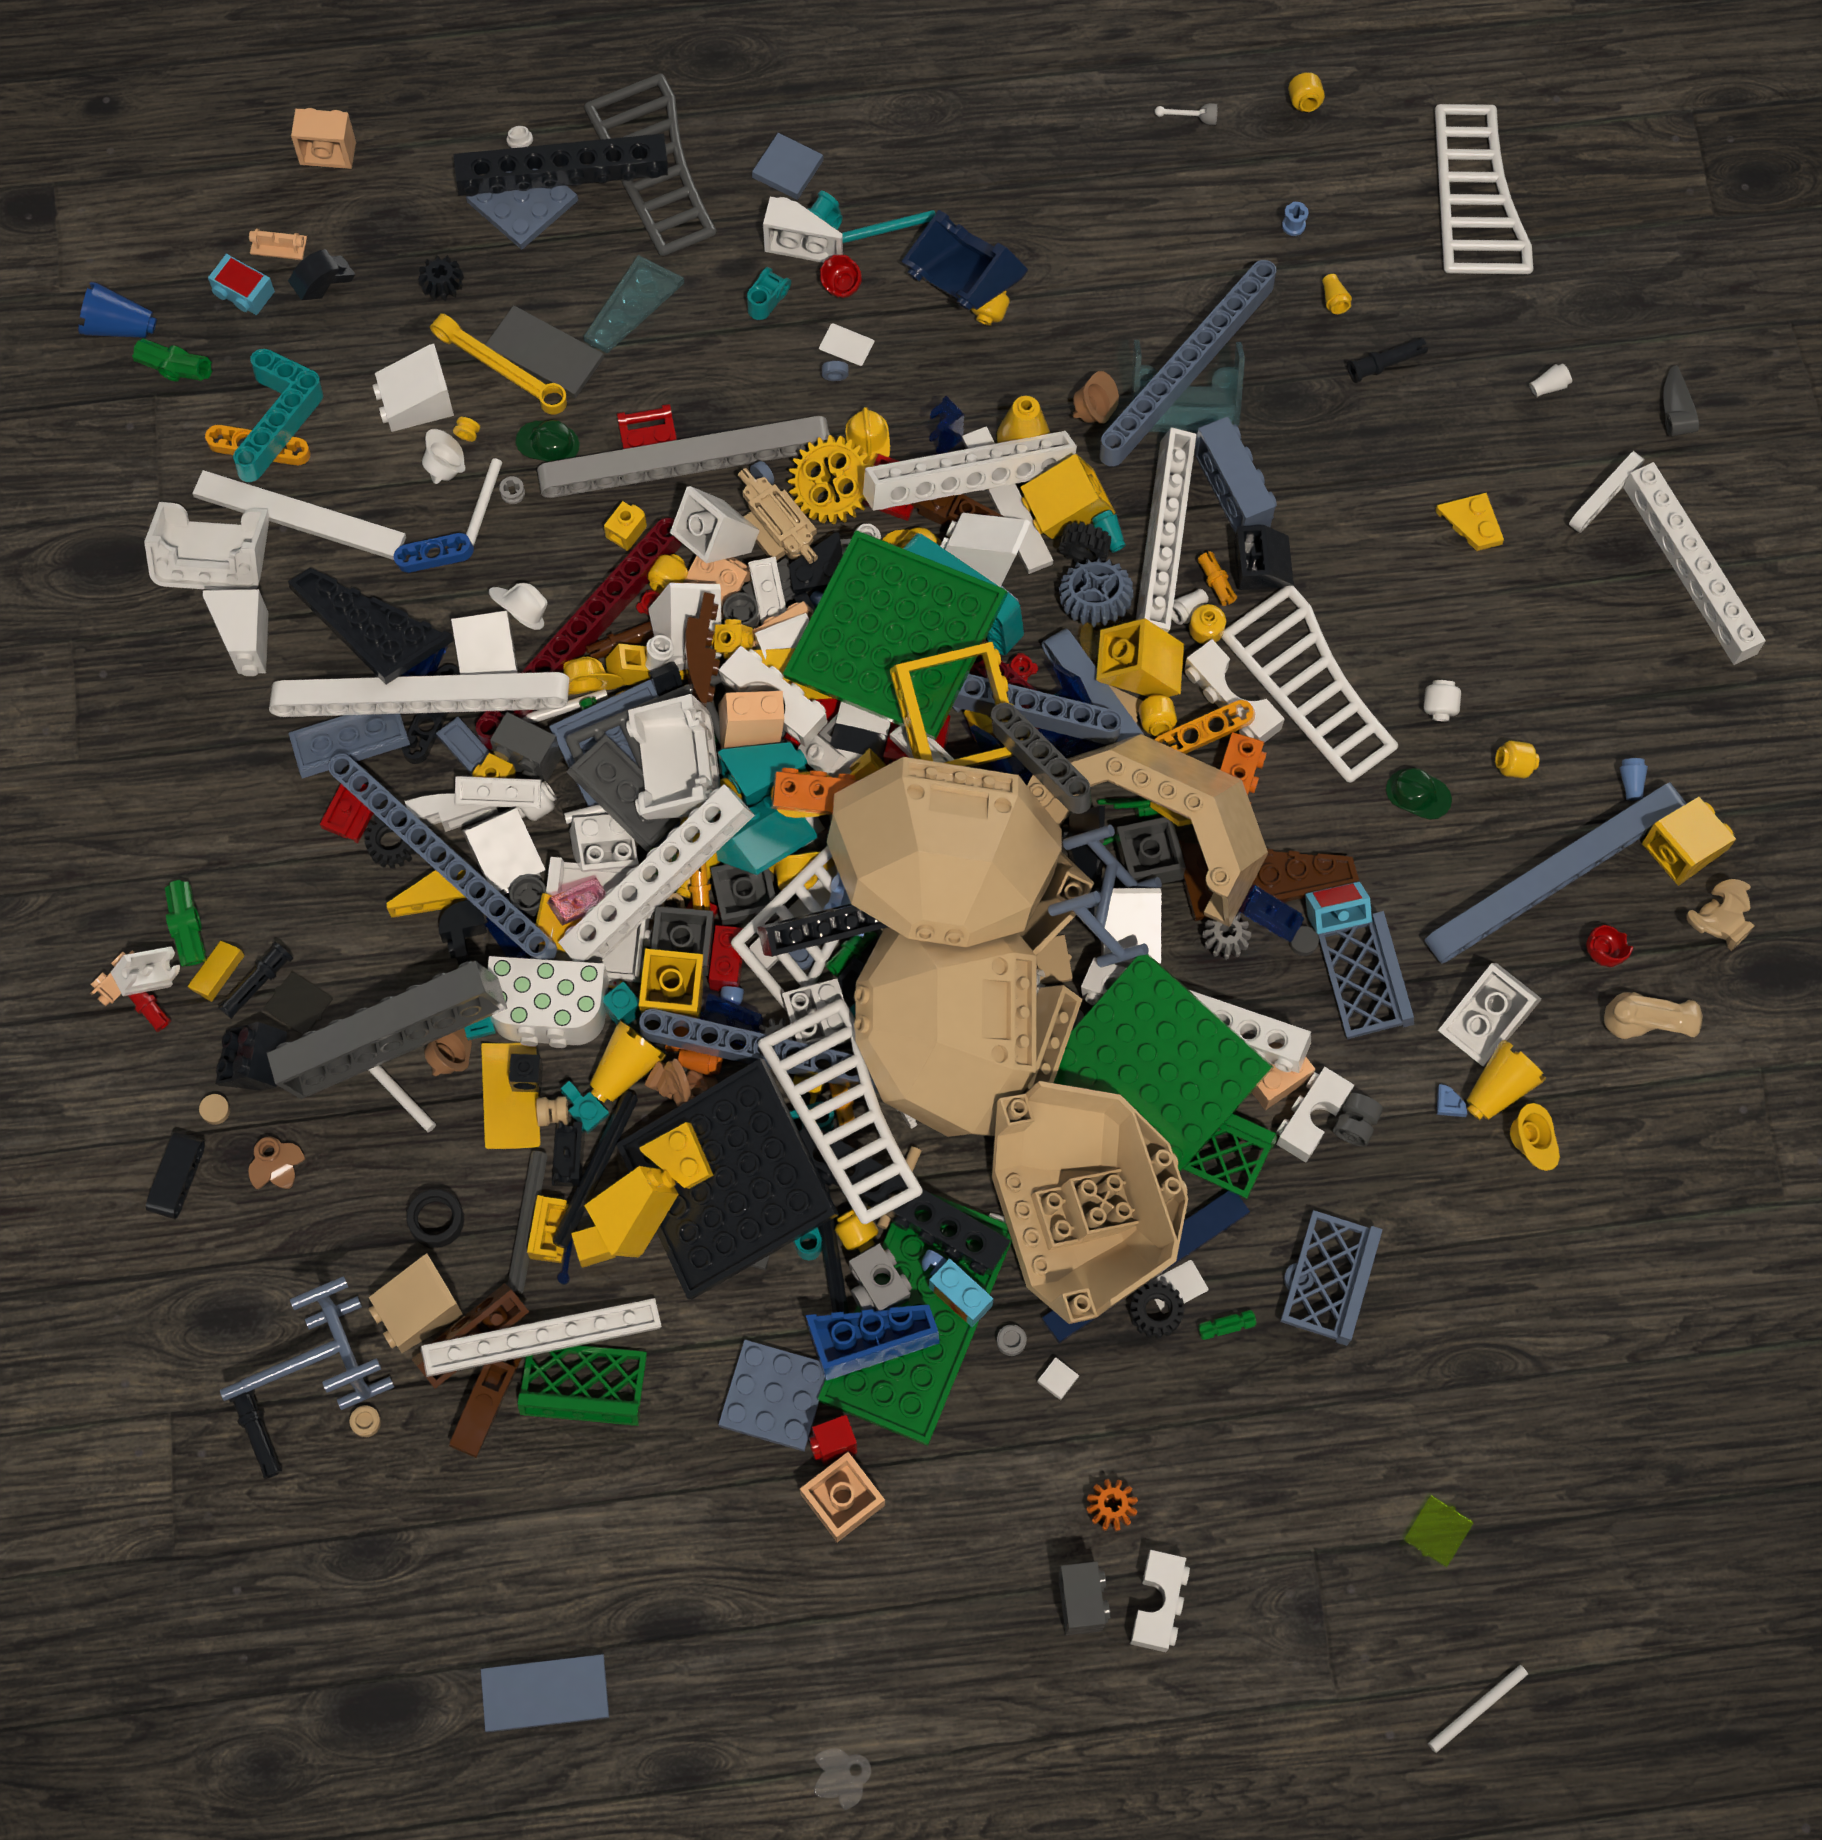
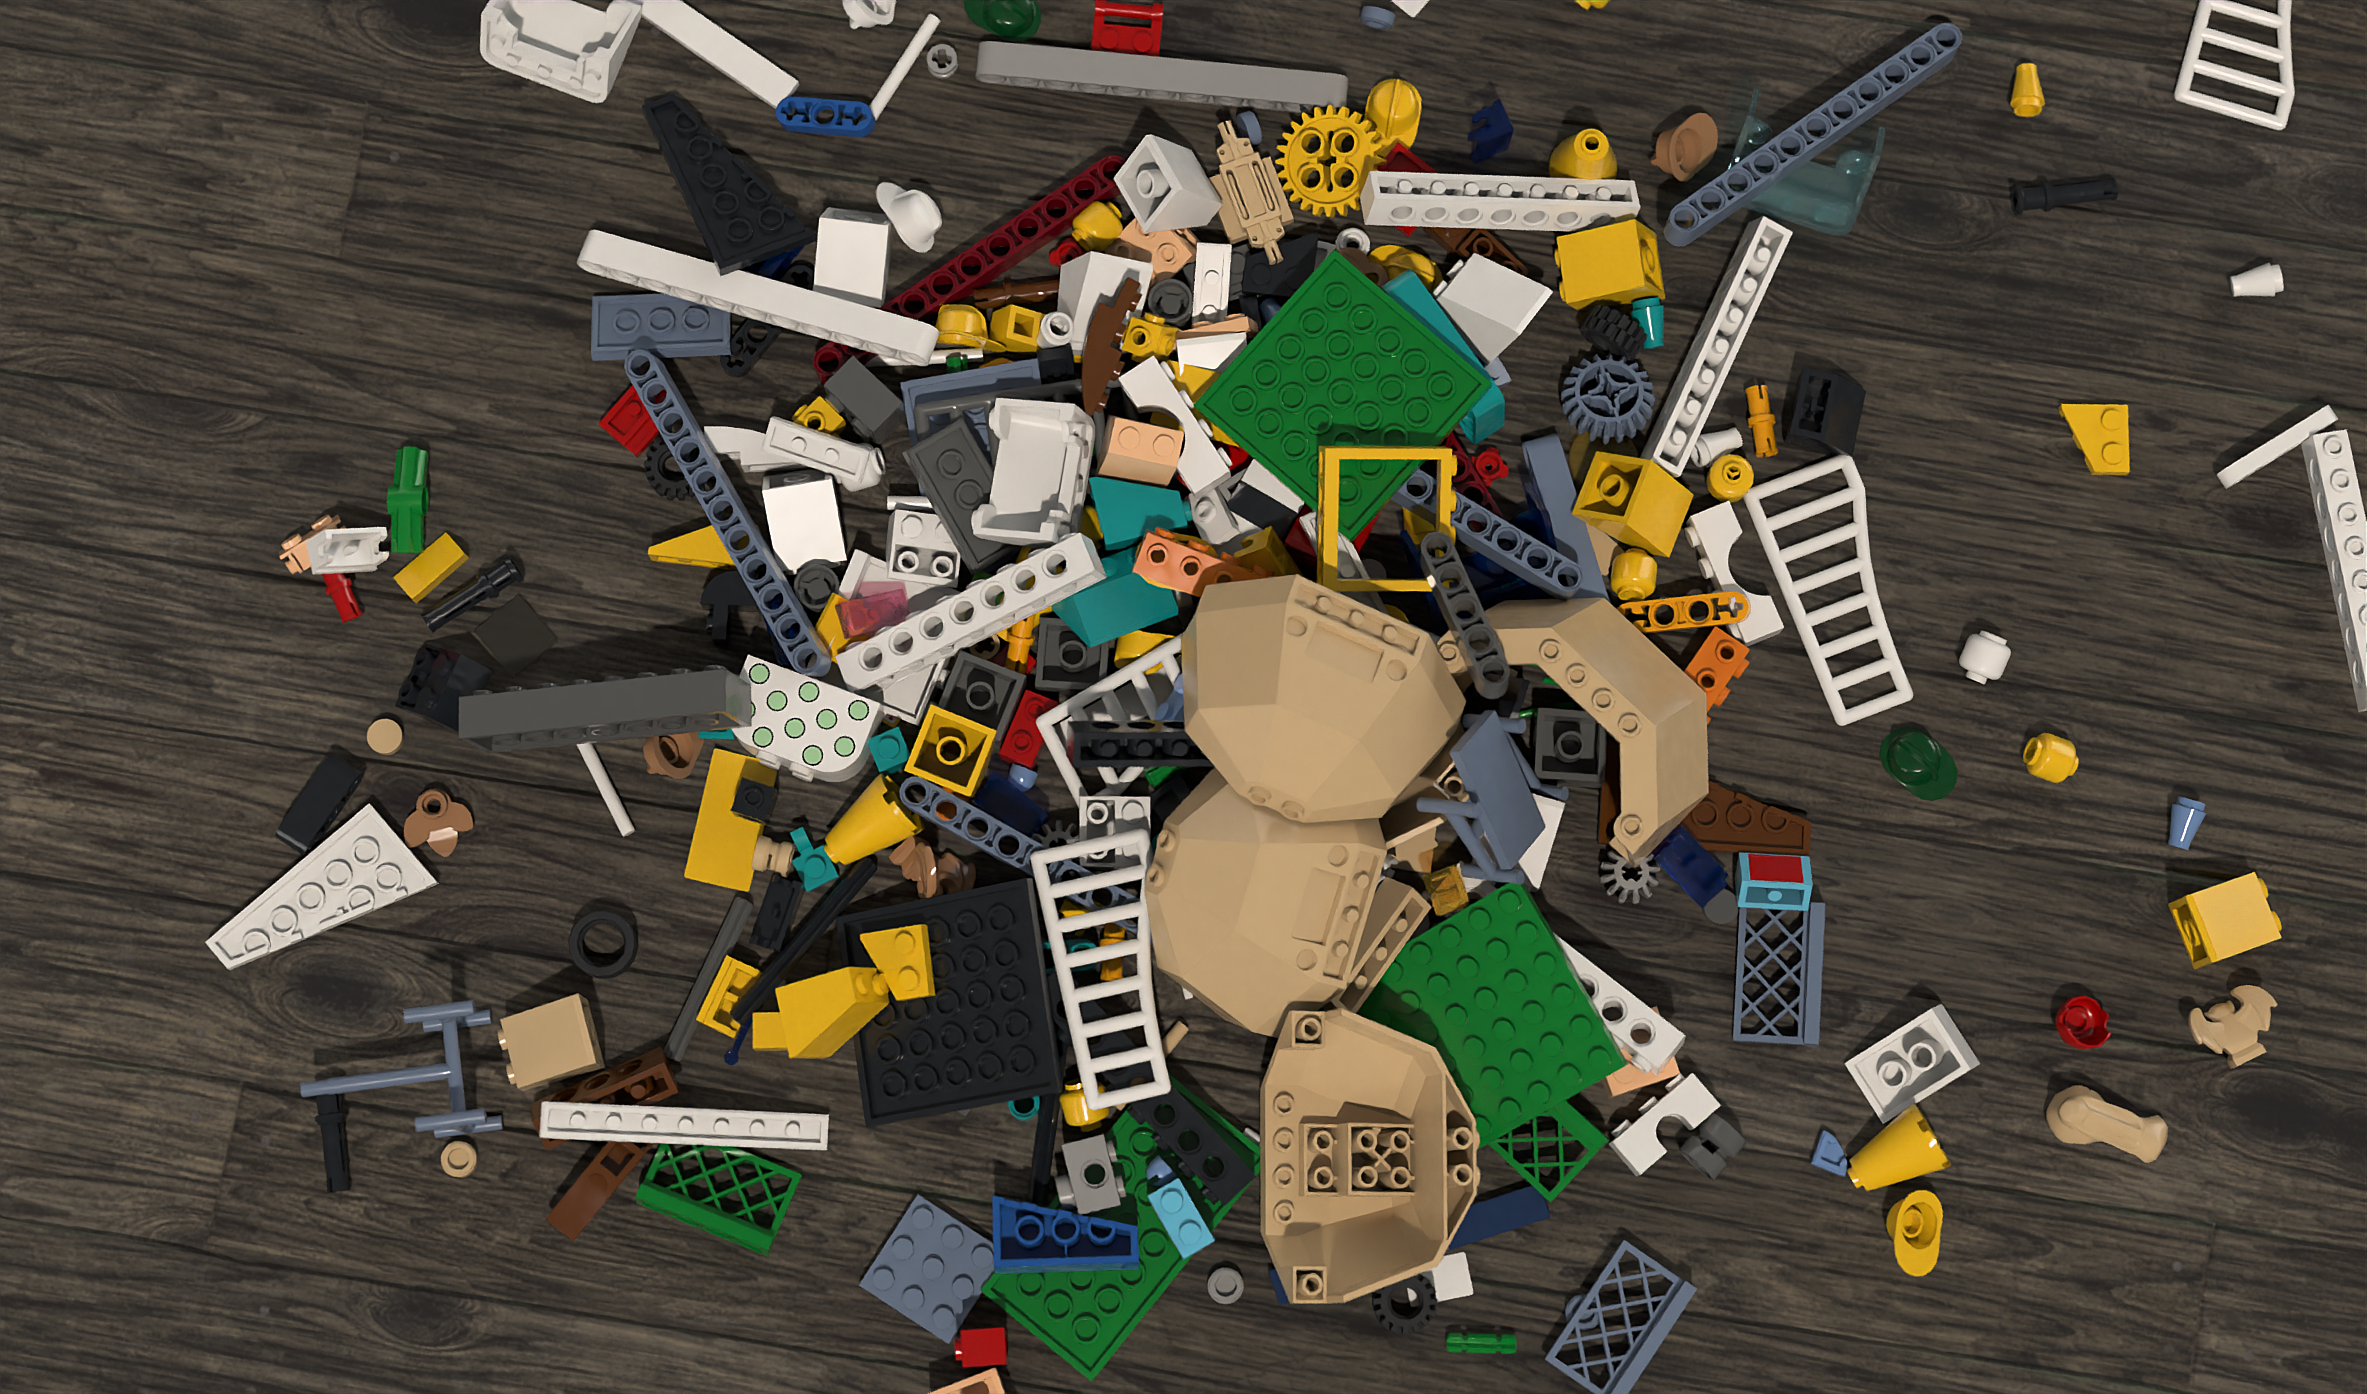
camera: 15 degrees right, 10 degrees up
(206, 1231) = (339, 881): none -> white wing
(242, 625) = (570, 151): white slope -> none
(463, 744) = (796, 371): sand blue tile -> none
(625, 525) = (1065, 147): yellow brick -> none
(700, 1062) = (962, 850): orange cone -> none
(1009, 503) = (1538, 256): white tile -> none
(1058, 1378) = (1265, 1347): white tile -> none
(1090, 981) = (1446, 890): none -> clear yellow slope
(1099, 872) = (1499, 787): none -> sand blue tile
(1233, 475) = (1822, 299): sand blue brick -> none
(1553, 874) = (2051, 912): sand blue beam -> none

